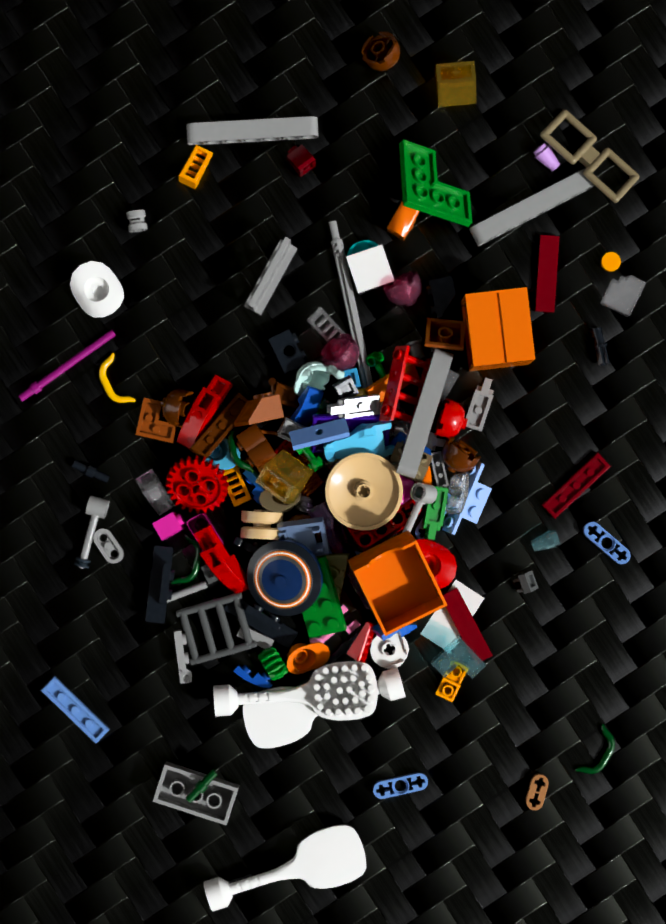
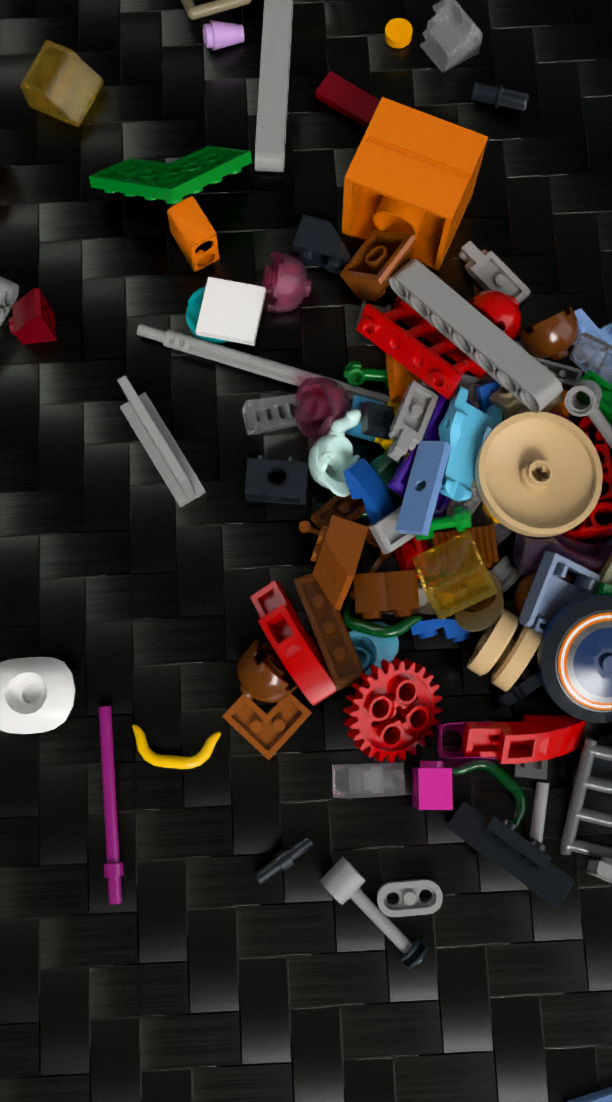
camera: 65 degrees left, 10 degrees down
(232, 495) = (450, 656): light orange slope -> none

